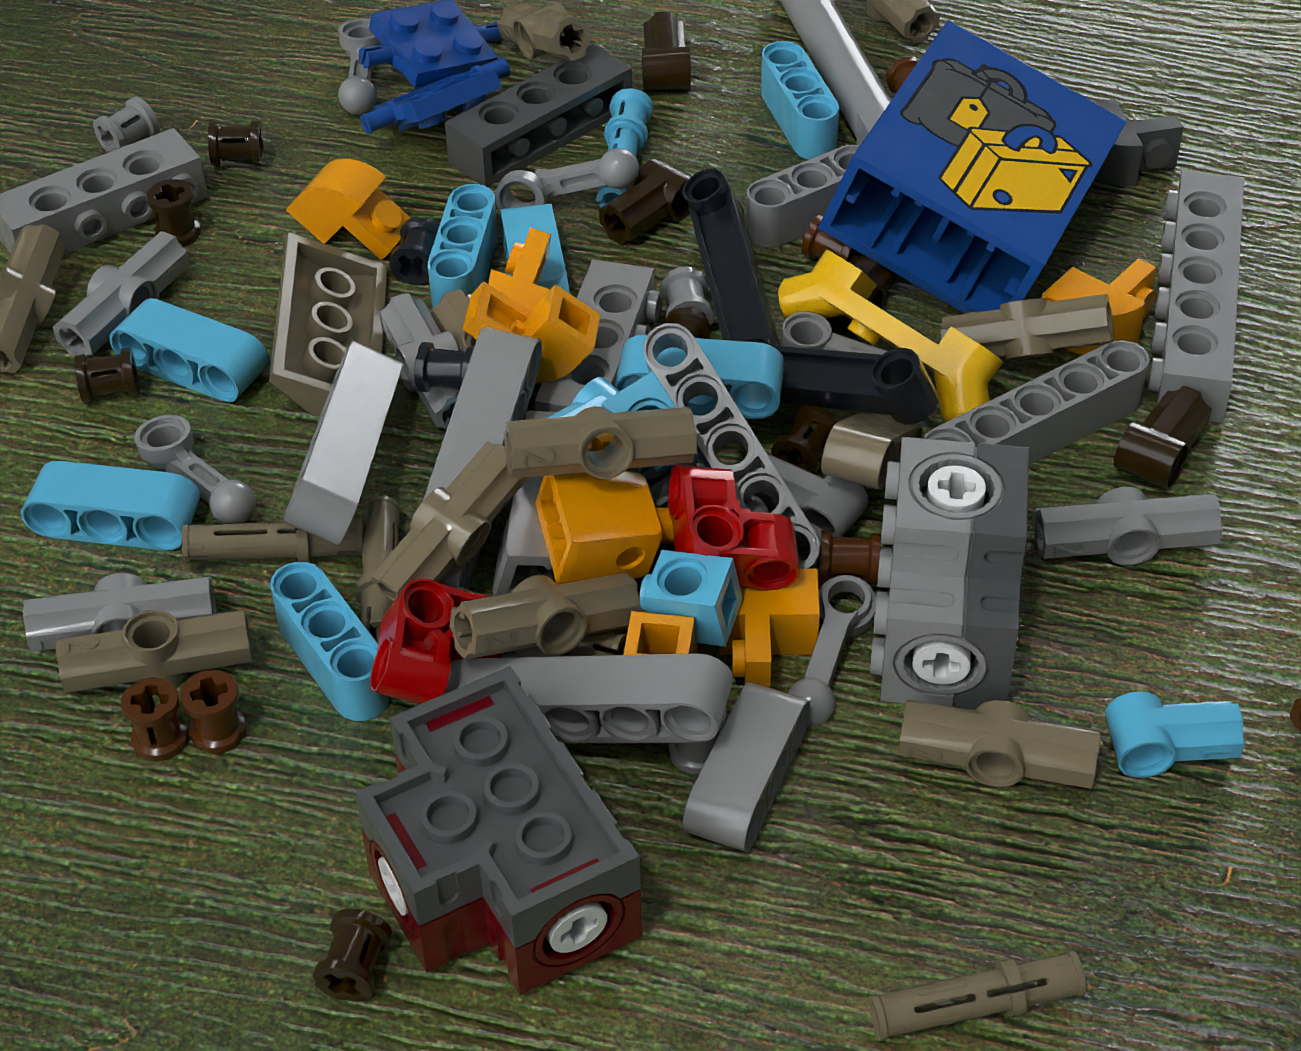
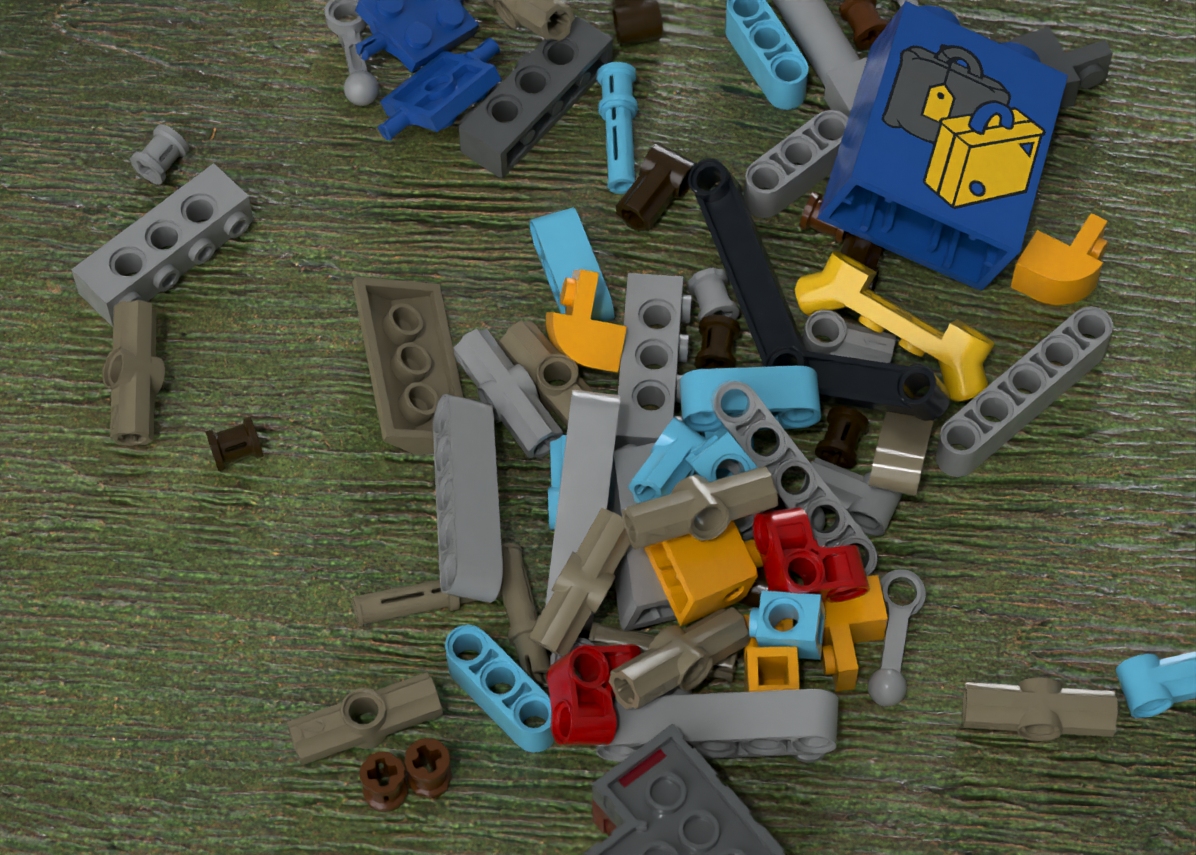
camera: 10 degrees left, 15 degrees up
(111, 505) = (282, 580): medium azure beam -> none
(111, 606) = (321, 683): light grey piece -> none
(118, 291) = (219, 354): light grey piece -> none
(173, 209) = (236, 249): dark brown bush -> none
(191, 349) = (297, 406): medium azure beam -> none
(228, 499) = (379, 560): light grey piece -> none
(235, 143) = (267, 162): dark brown bush -> none
(349, 197) = (395, 224): light orange brick -> none
(411, 257) = (465, 269): black bush -> none
(440, 367) = (538, 417): black bush -> none
(463, 242) = (503, 248): medium azure beam -> none
(559, 319) = (618, 369): light orange brick -> none
(615, 169) = (624, 165): light grey piece -> none
(746, 766) = (853, 763): light grey beam -> none
(849, 557) = (898, 549): reddish brown bush -> none
(950, 572) = (985, 563): piece -> none
(1037, 326) = (1009, 300): dark tan piece -> none
(1127, 526) = (1111, 488): light grey piece -> none
(1162, 442) = (1128, 401): dark brown piece -> none
(1201, 289) = (1141, 334): light grey brick -> none

